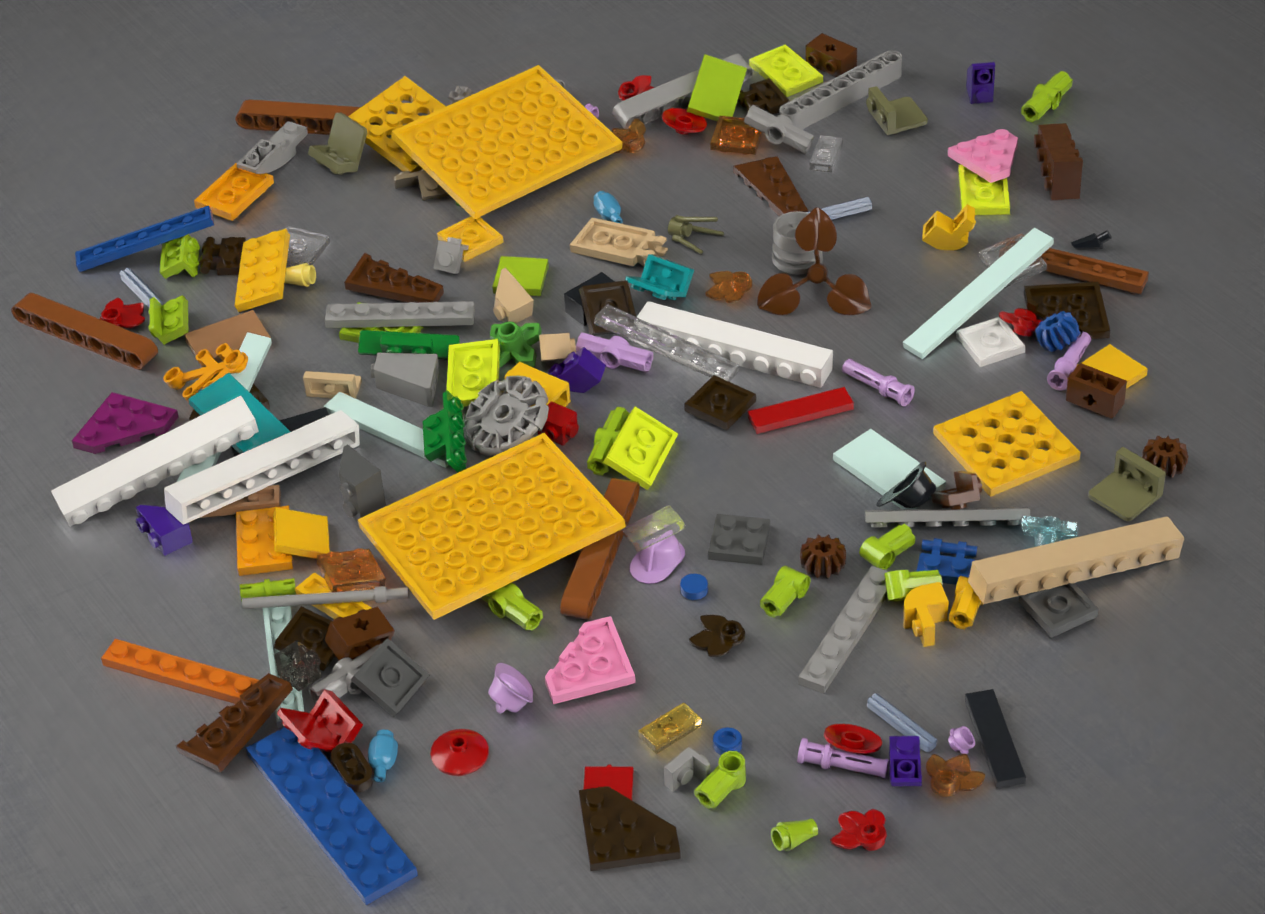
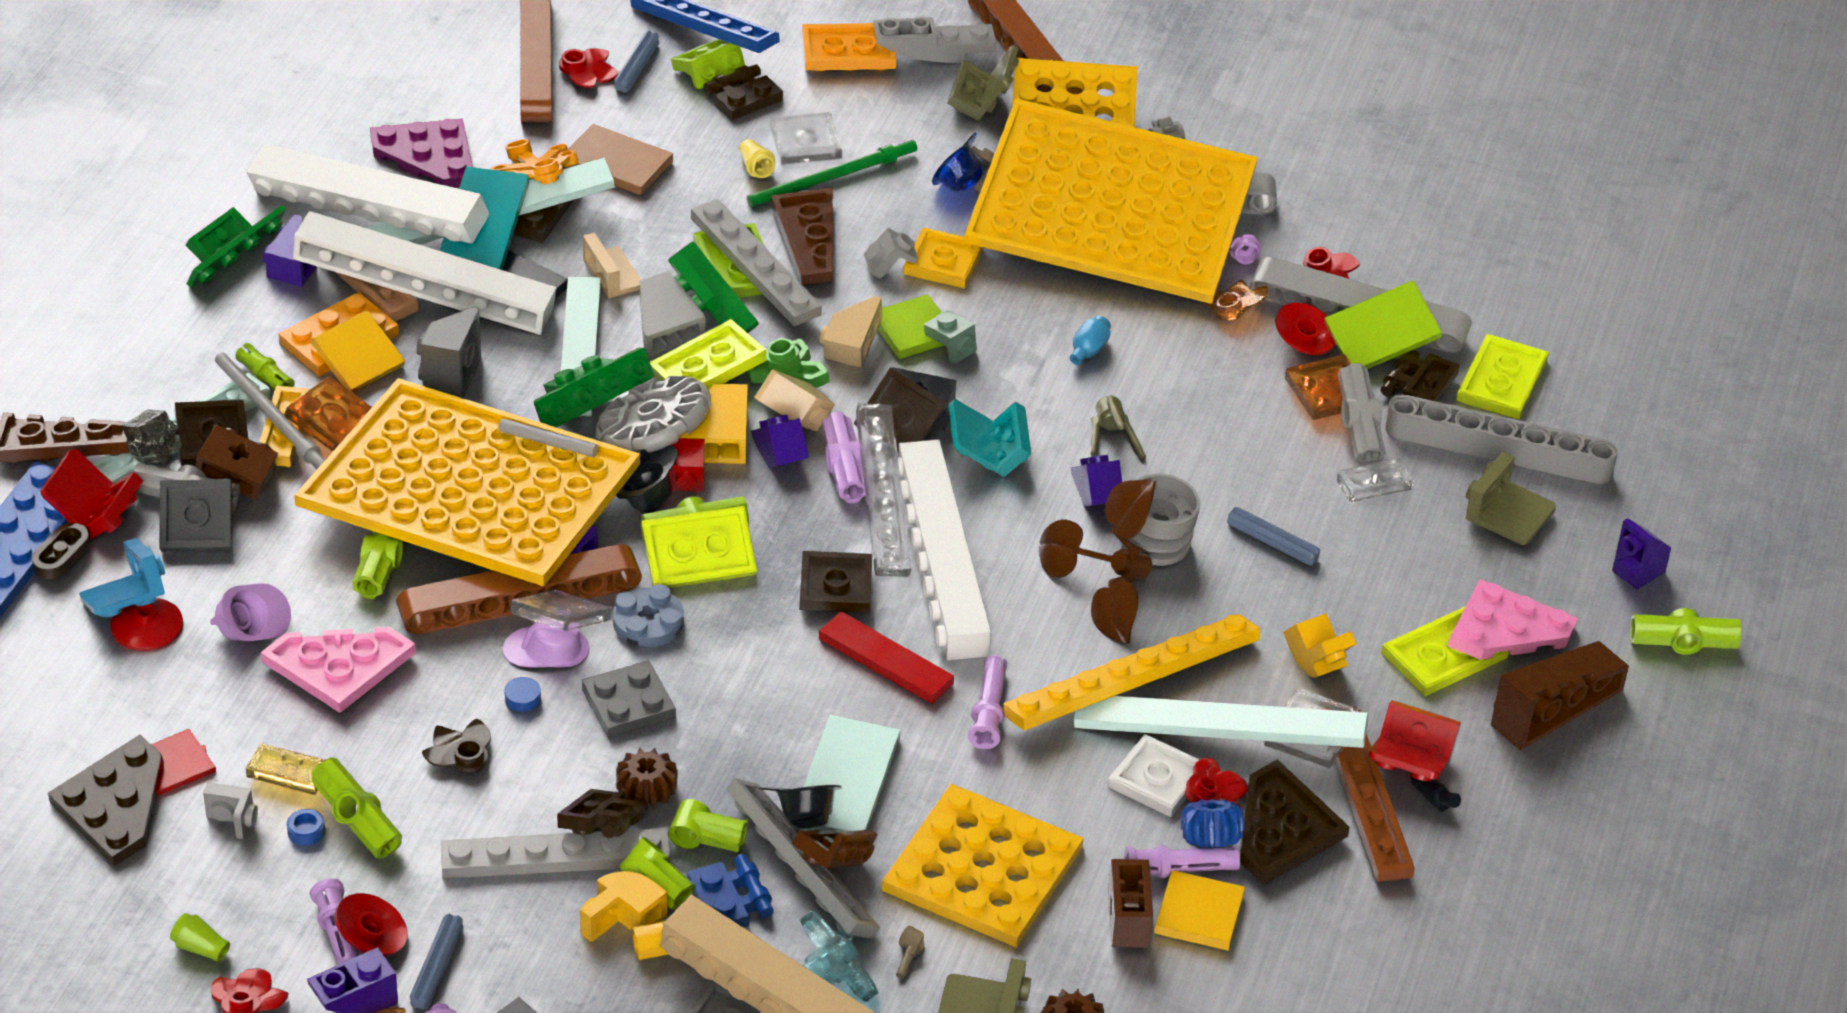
camera: 50 degrees right, 0 degrees up
(117, 557) = (224, 240): none -> green bracket
(168, 320) = (601, 98): lime bracket -> none
(176, 671) = (108, 360): orange plate -> none
(262, 270) = (736, 127): yellow plate -> none
(351, 221) = (885, 155): none -> green bar
(382, 753) = (95, 564): dark azure plant -> none
(402, 190) = (960, 169): none -> clear blue piece
(431, 737) = (137, 589): none -> dark azure bracket
(493, 467) = (548, 438): none -> light grey bar
(550, 258) = (954, 333): none -> sand green bracket
(564, 437) = (651, 481): none -> black piece
(617, 242) = (1039, 375): tan tile -> none
(674, 488) = (652, 601): none -> sand blue plate
(726, 777) = (248, 844): lime piece -> none
(729, 285) = (1049, 504): clear orange plate -> none
(735, 255) = (1096, 478): none -> dark purple slope
(759, 703) = (368, 821): none -> lime piece
(772, 184) = (1268, 461): reddish brown wing -> none
(787, 586) = (578, 770): lime piece -> none
(831, 55) = (1561, 398): reddish brown brick -> none
(842, 588) = (603, 810): none -> dark brown plate
(905, 313) = (1130, 671): none -> yellow plate
(1049, 497) = (914, 944): none -> dark tan hand
(1057, 223) = (1415, 741): none -> red bracket

